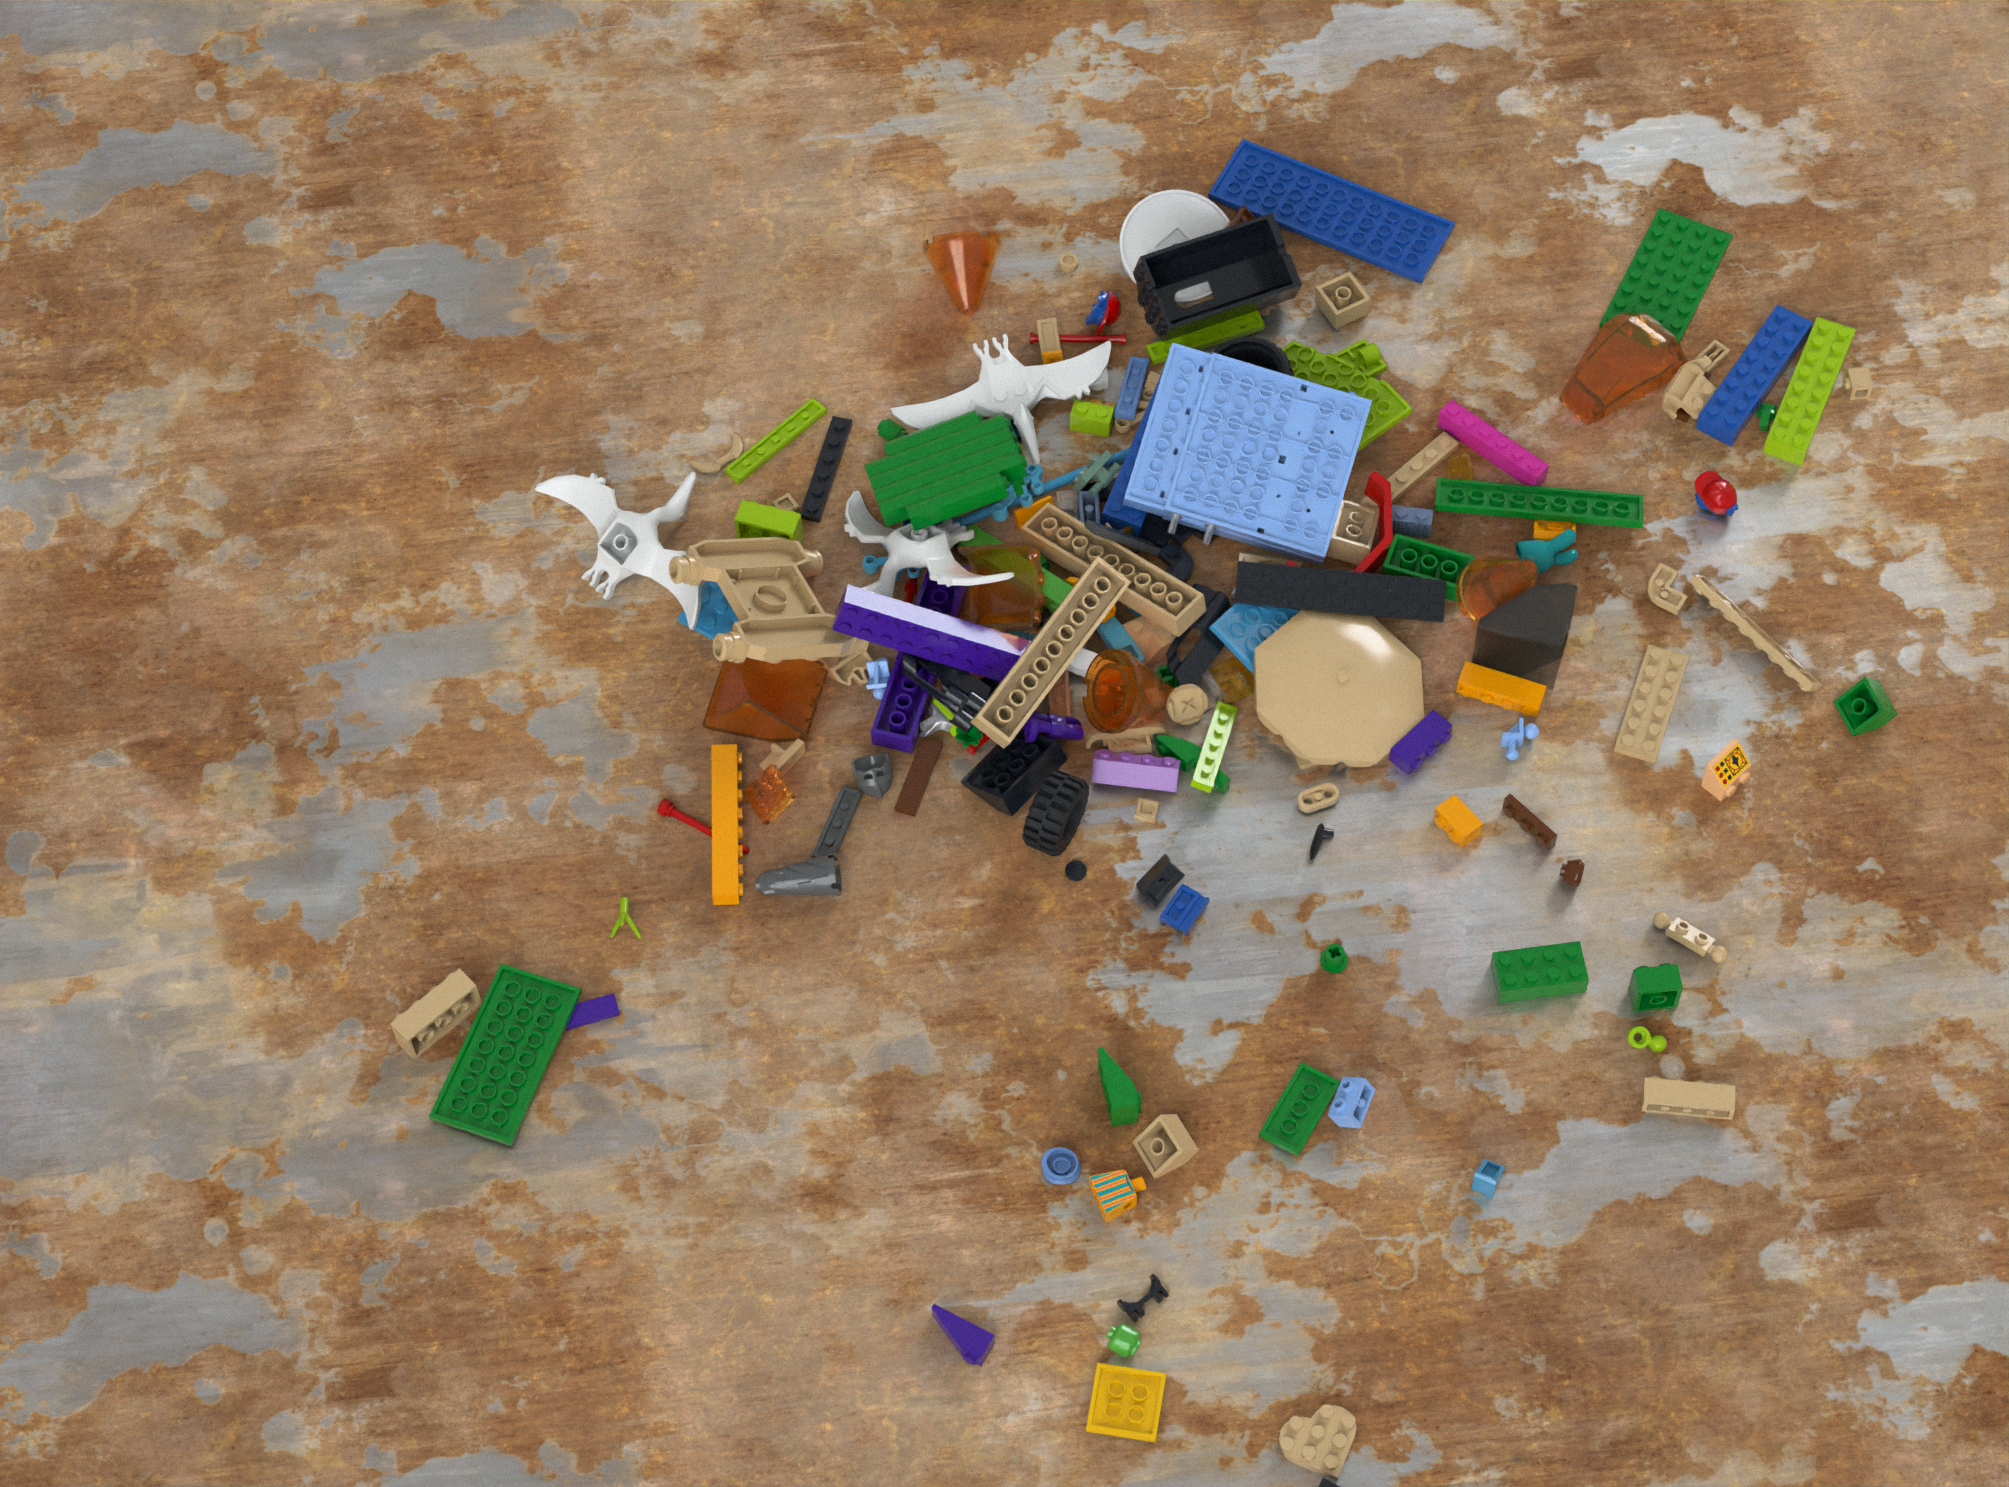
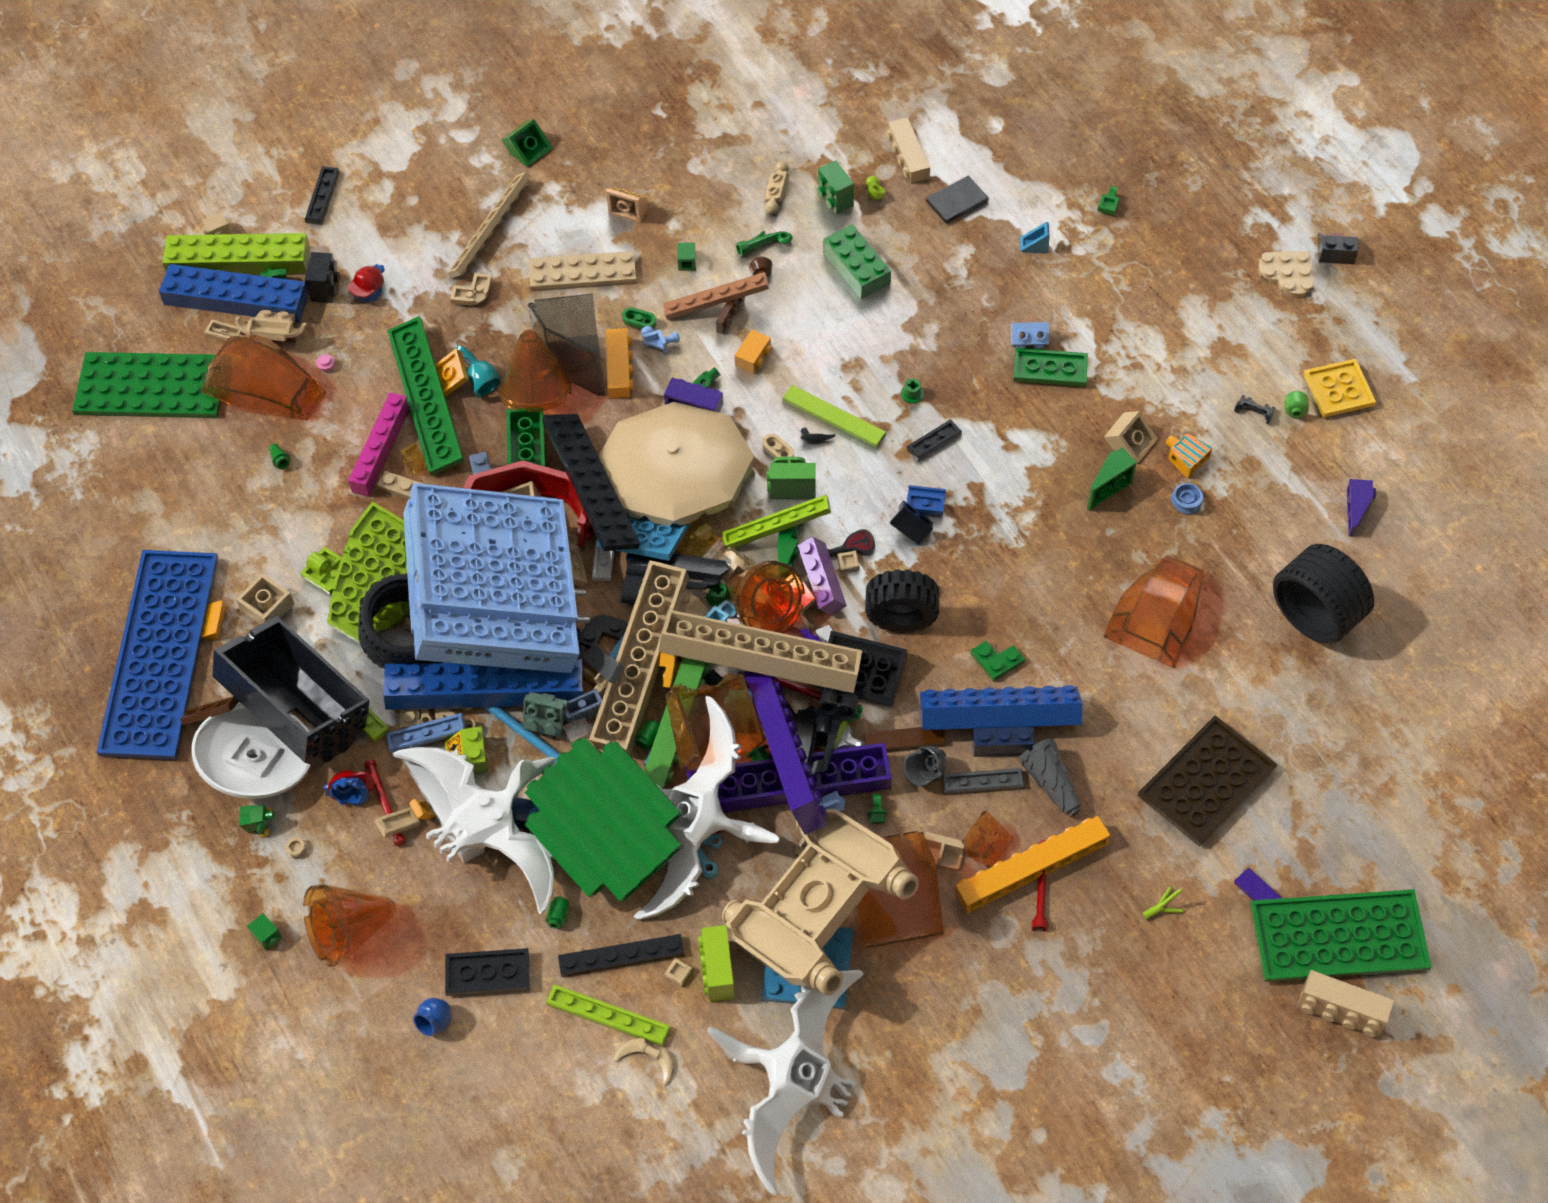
camera: 115 degrees left, 0 degrees up
(727, 1020) = (1207, 780): none -> dark brown plate
(843, 308) = (432, 1016): none -> blue piece
(854, 721) = (877, 815): none -> green piece
(854, 1204) = (1323, 593): none -> black tyre
(865, 363) = (487, 972): none -> black plate
(865, 855) = (1002, 741): none -> dark blue brick
(897, 861) = (1000, 707): none -> blue brick
(938, 1069) = (1158, 611): none -> clear orange windscreen
(960, 890) = (997, 664): none -> green plate
(994, 215) = (264, 931): none -> green brick
(1075, 758) = (824, 633): none -> white sticker
(1109, 236) = (256, 818): none -> green piece
(1165, 829) = (859, 541): none -> black piece
(1260, 953) = (934, 440): none -> black tile
(1265, 786) = (791, 478): none -> bright green brick
(1337, 869) = (834, 416): none -> lime tile
(1346, 262) = (213, 620): none -> light orange slope
(1441, 765) = (708, 377): none -> green piece
(1513, 1284) = (1109, 203): none -> green plate
(1519, 360) = (279, 457): none -> green cone
(1546, 807) = (716, 296): none -> nougat plate
(1554, 732) = (639, 317): none -> green plate
(1592, 1123) = (957, 199): none -> tile
(1618, 891) = (761, 239): none -> green plant
(1624, 806) = (686, 256): none -> green brick
(1626, 432) = (325, 362): none -> bright pink plate
(1737, 451) = (322, 277): none -> black brick
(1870, 494) = (322, 195): none -> black tile

